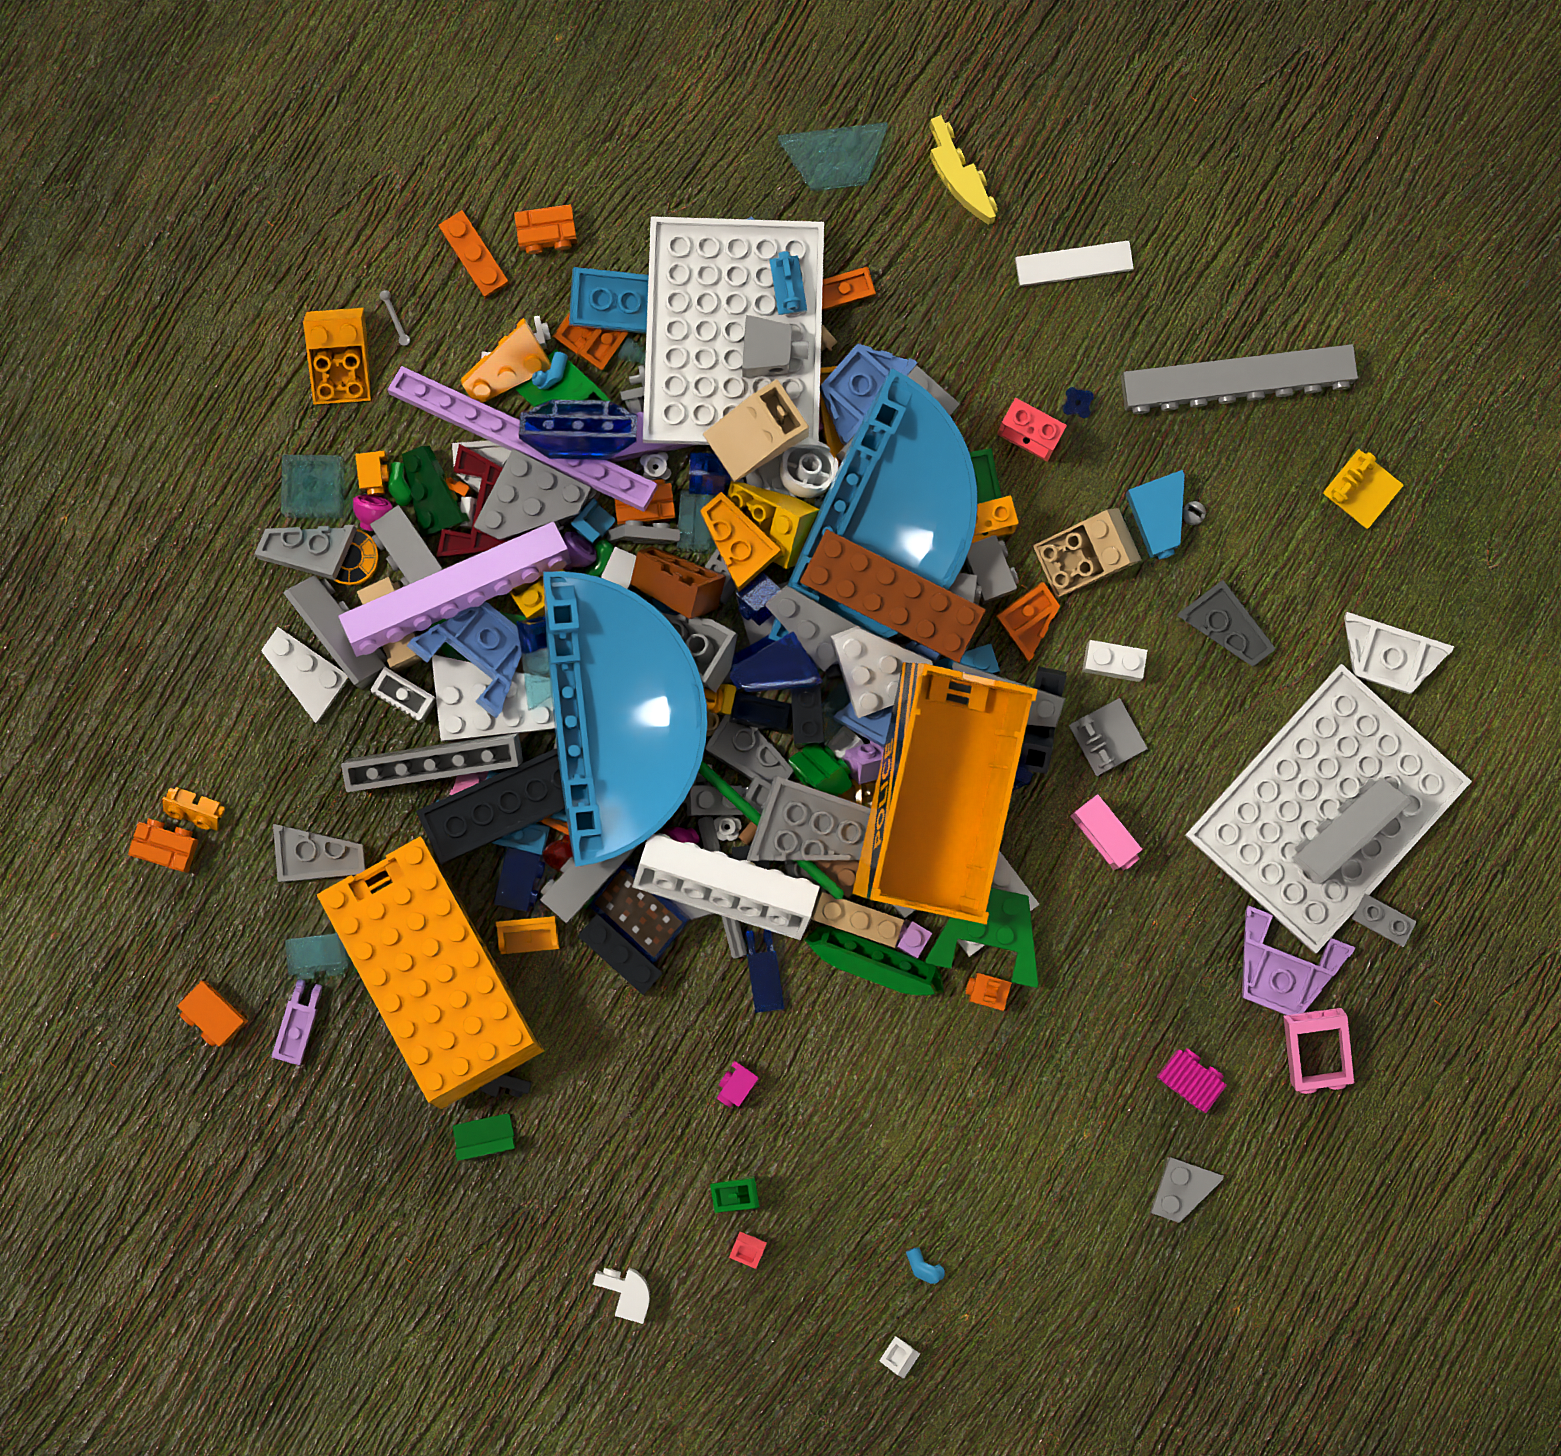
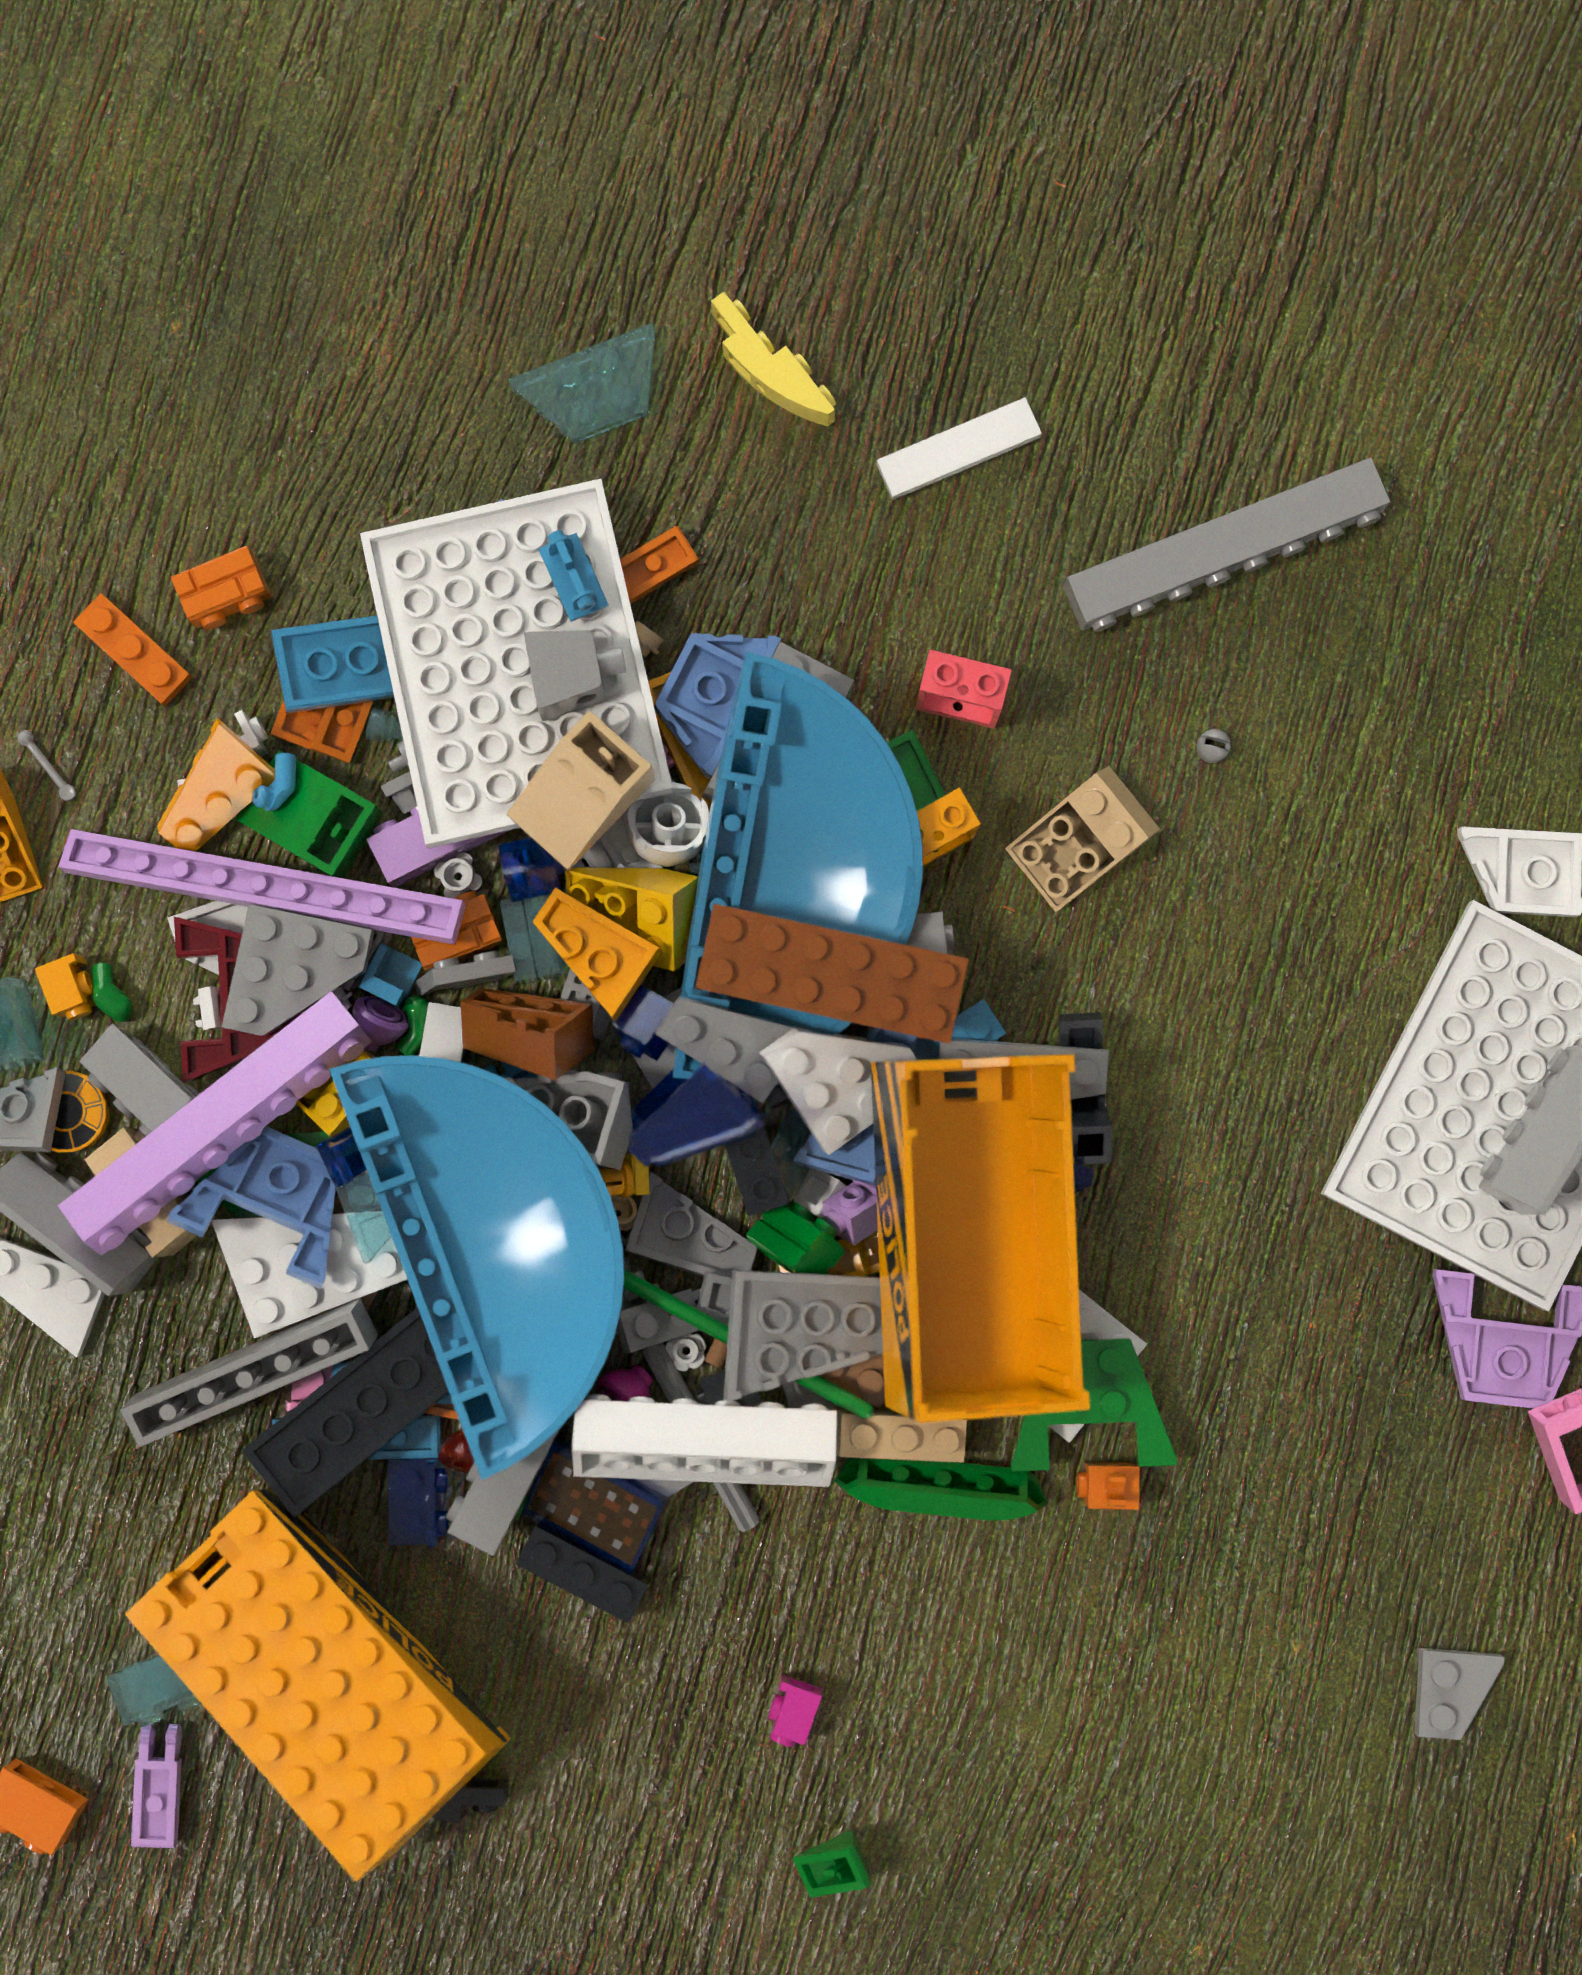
camera: 10 degrees left, 0 degrees up
(315, 856) = (122, 1543): light grey wing -> none
(369, 509) = (76, 1038): dark pink brick -> none
(403, 695) = (186, 1287): white brick -> none
(432, 499) = (155, 997): dark green wing -> none
(459, 488) = (191, 977): orange tile -> none
(484, 1136) = (460, 1879): green panel -> none
(527, 935) = (446, 1576): light orange hinge -> none
(578, 429) = (330, 854): clear blue wedge -> none
(747, 1250) = (870, 1940): coral plate -> none
(760, 713) = (691, 1180): black tile -> none
(764, 975) = (792, 1544): clear blue hinge -> none
(912, 938) = (986, 1441): lavender brick -> none
(922, 1270) = (1119, 1902): dark azure arm -> none
(988, 562) = (953, 890): light grey brick -> none
(1029, 618) = (1027, 950): orange wing -> none
(1084, 397) = (1006, 627): clear blue plate -> none
(1107, 833) = (1216, 1222): bright pink window -> none
(1108, 737) = (1179, 1085): light grey hinge -> none
(1114, 661) = (1161, 978): white brick -> none
(1158, 513) = (1167, 759): dark azure slope -> none
(1192, 1080) = (1424, 1535): dark pink brick -> none
(1228, 623) = (1303, 885): dark grey wing -> none
(1363, 488) = (1435, 651): yellow hinge -> none

